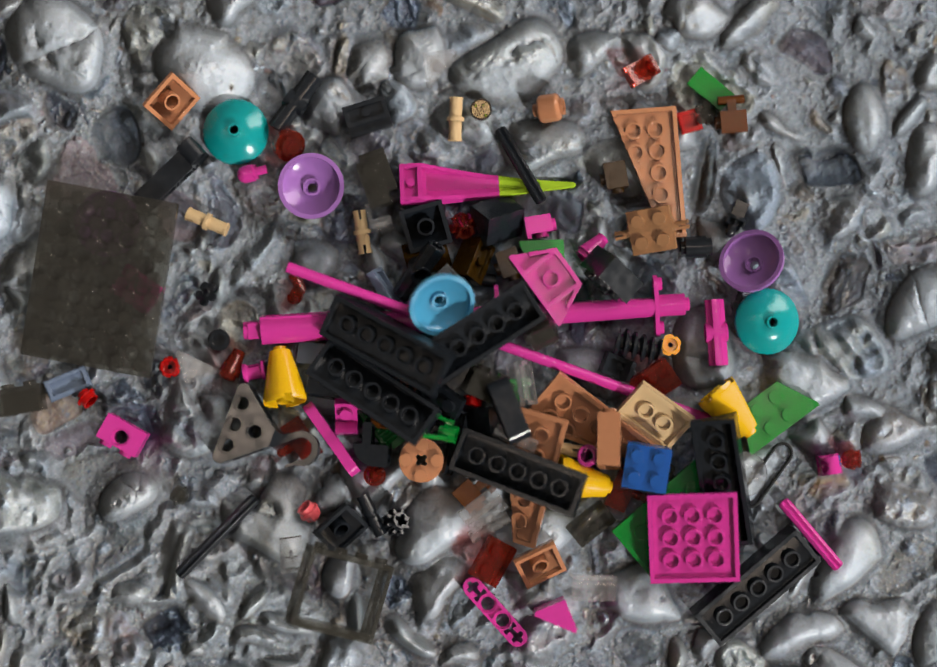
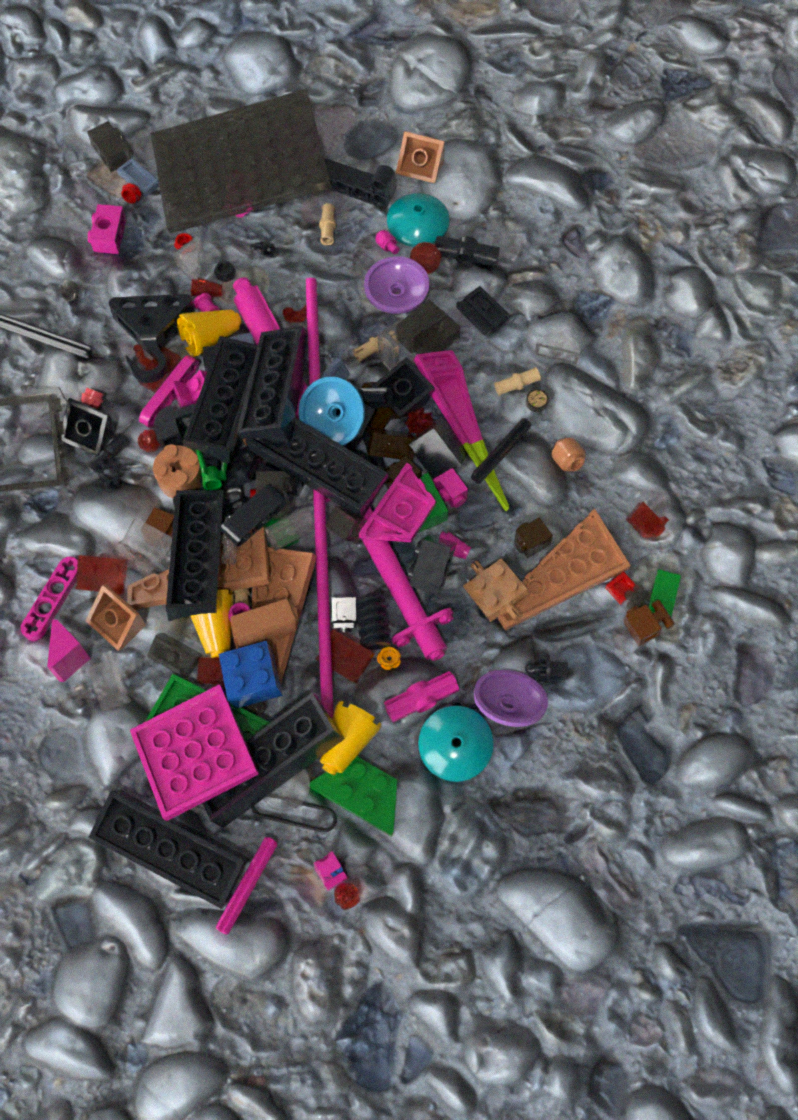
camera: 70 degrees right, 20 degrees down
(655, 415) = (308, 664): tan plate -> none
(696, 247) = (499, 641): black brick -> none

